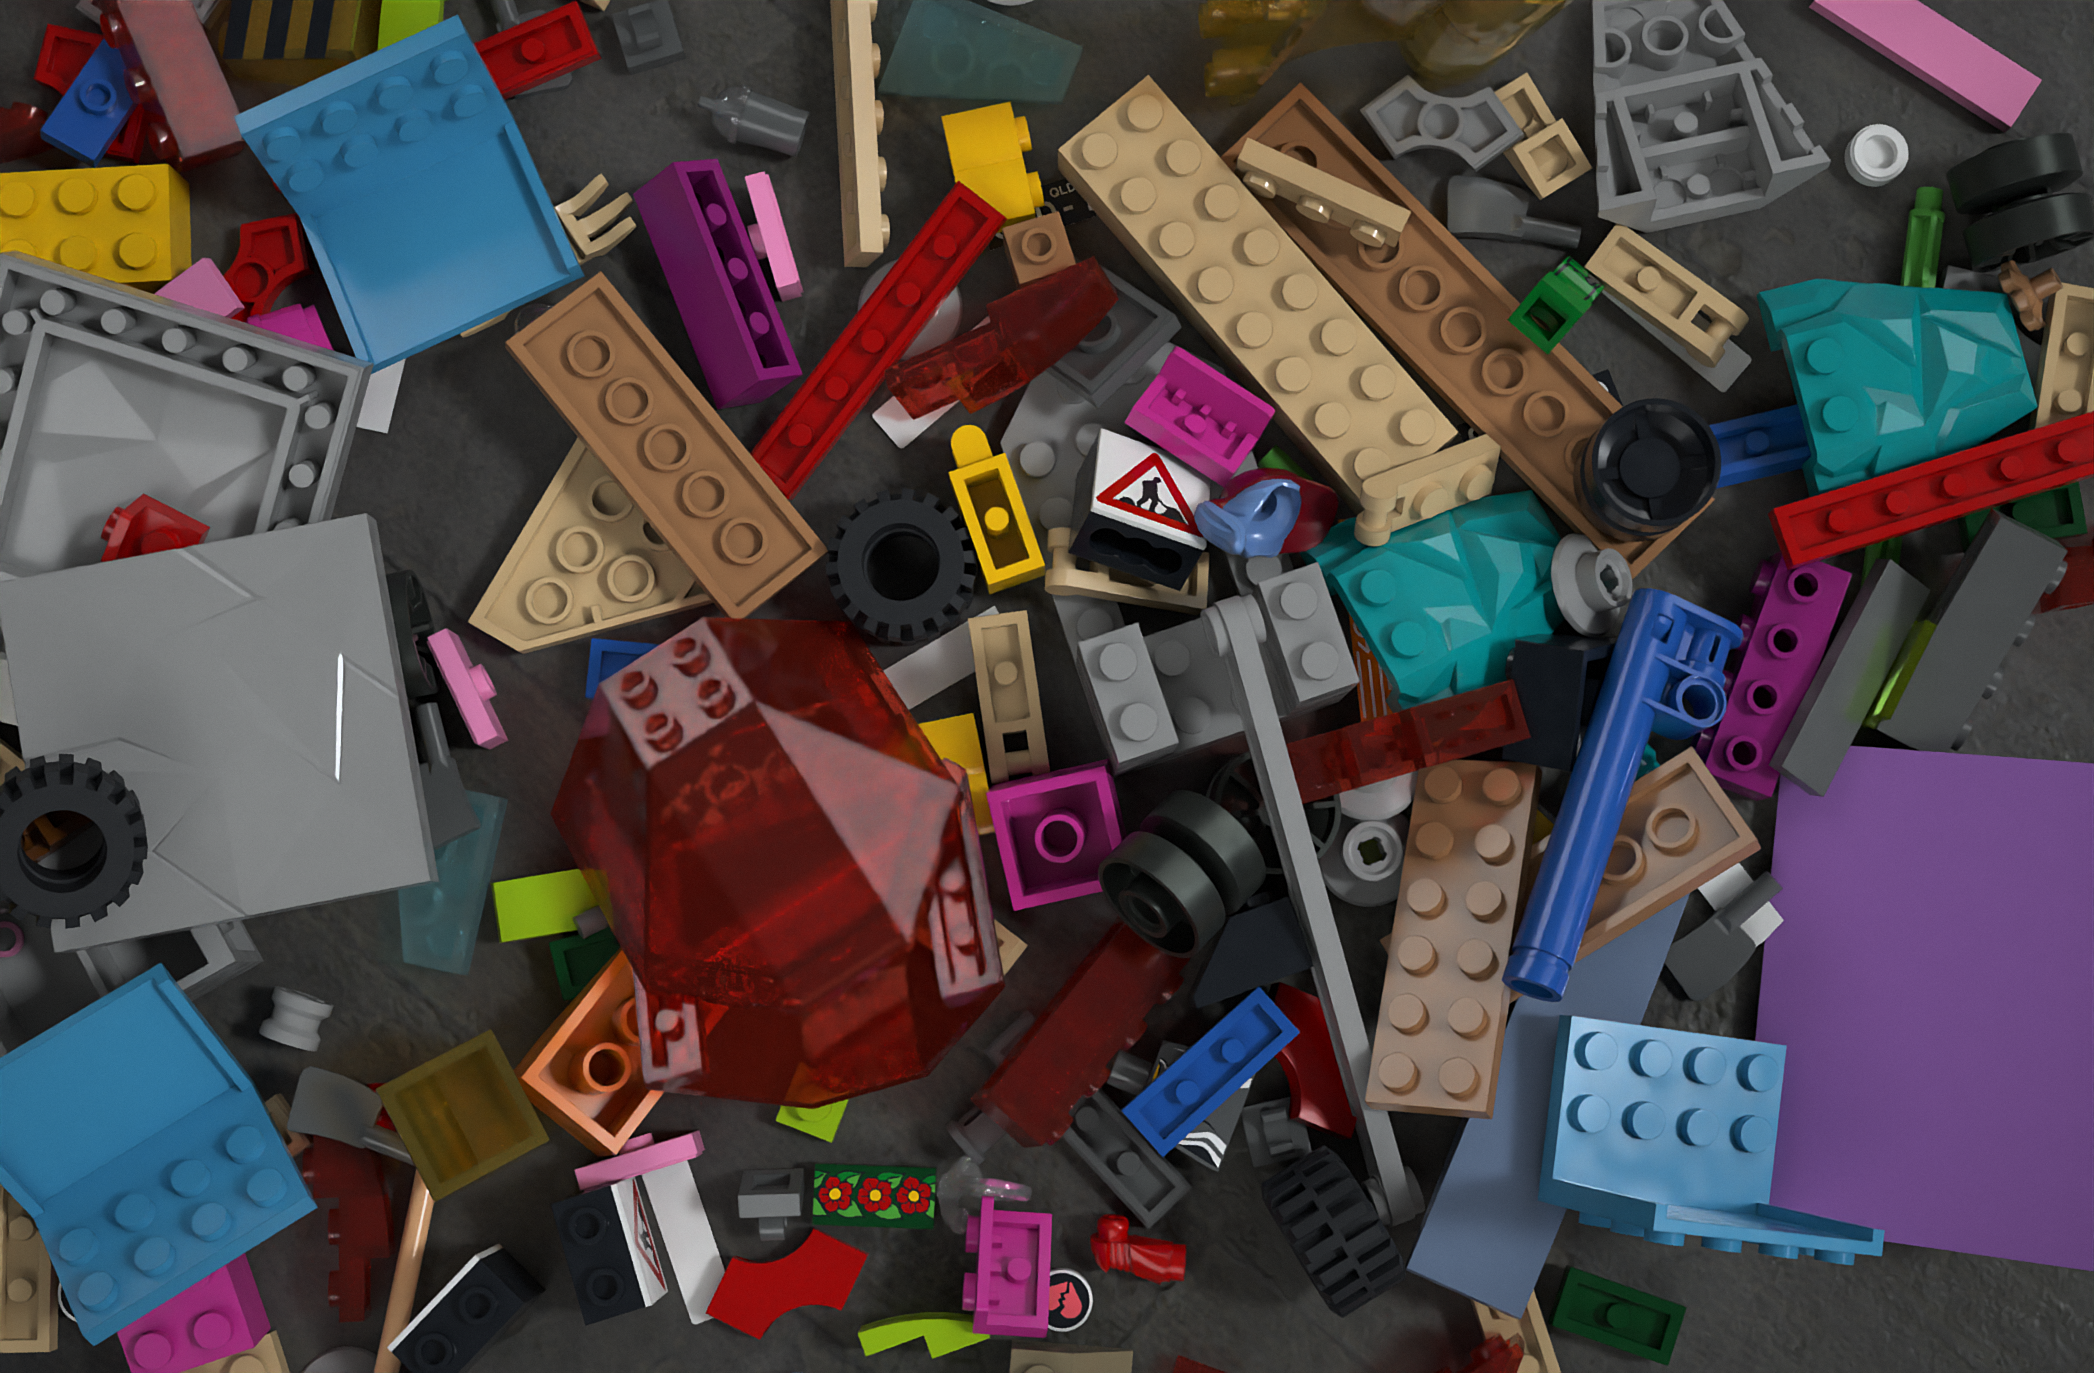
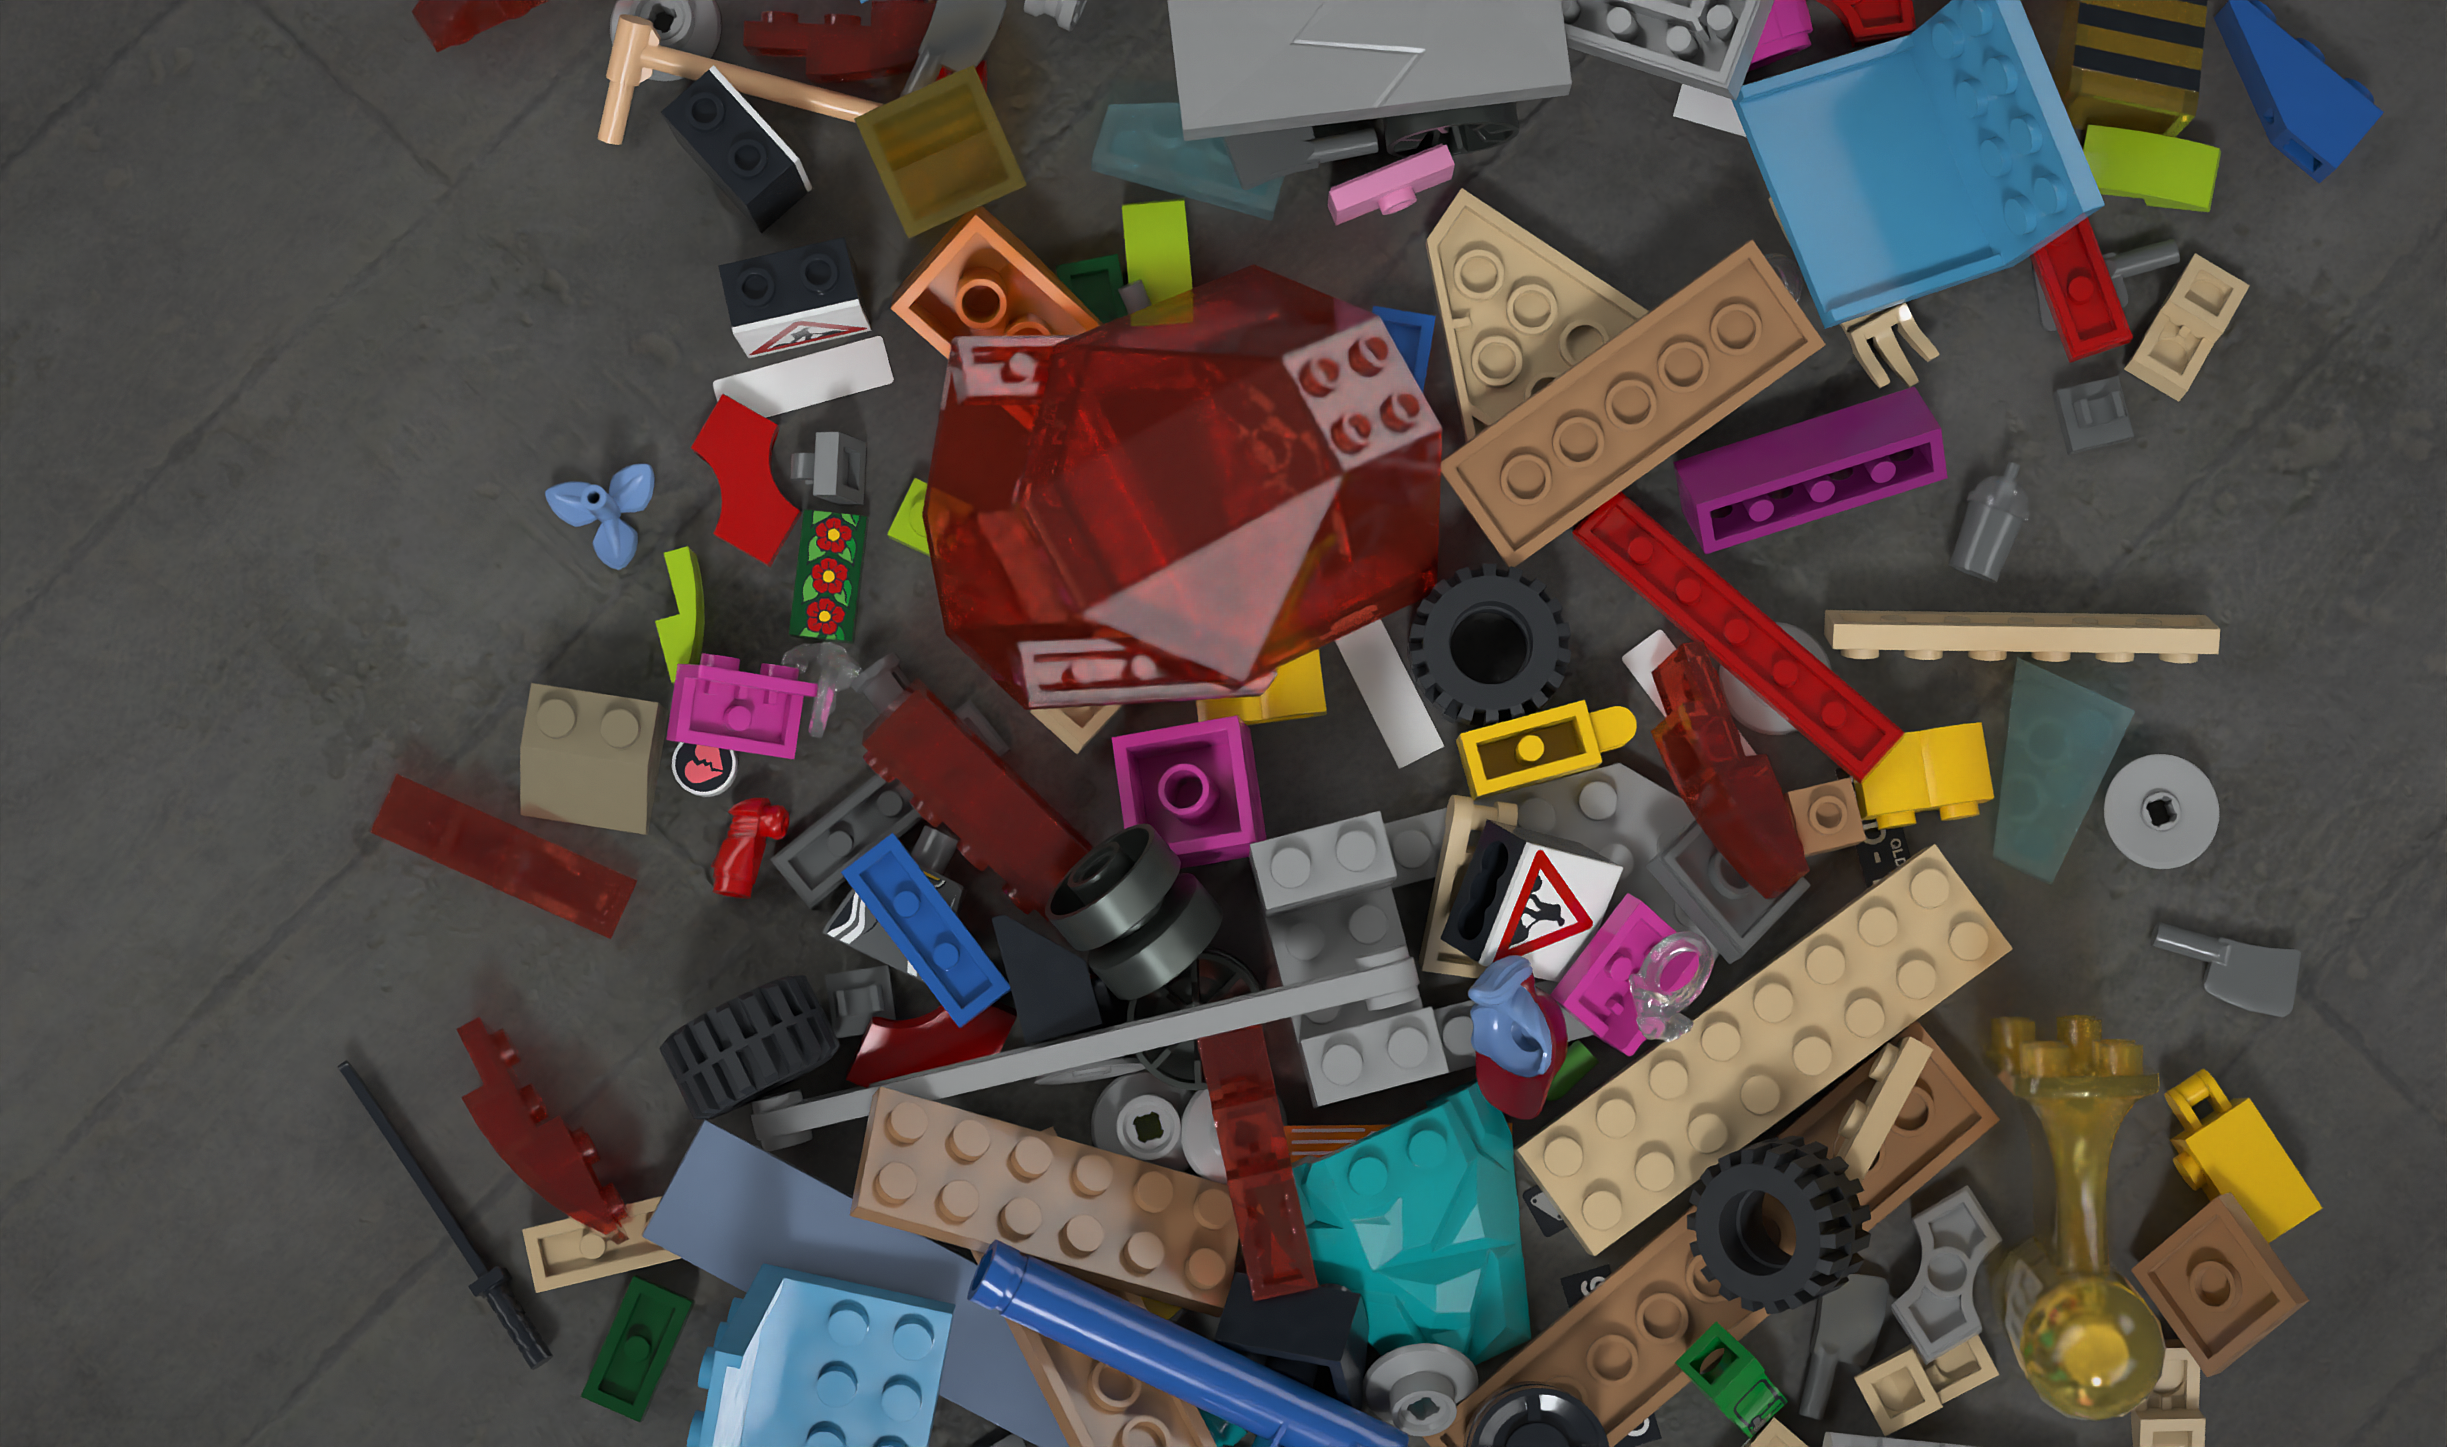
camera: 95 degrees right, 0 degrees up
(639, 1157) = (887, 335): bright pink plate -> none
(770, 237) = (1858, 532): bright pink plate -> none
(1008, 693) = (1346, 752): tan plate -> none
(1232, 382) = (1659, 1009): none -> clear piece
(1425, 488) = (1535, 1216): tan plate -> none
(1446, 297) = (1735, 1238): none -> black tyre

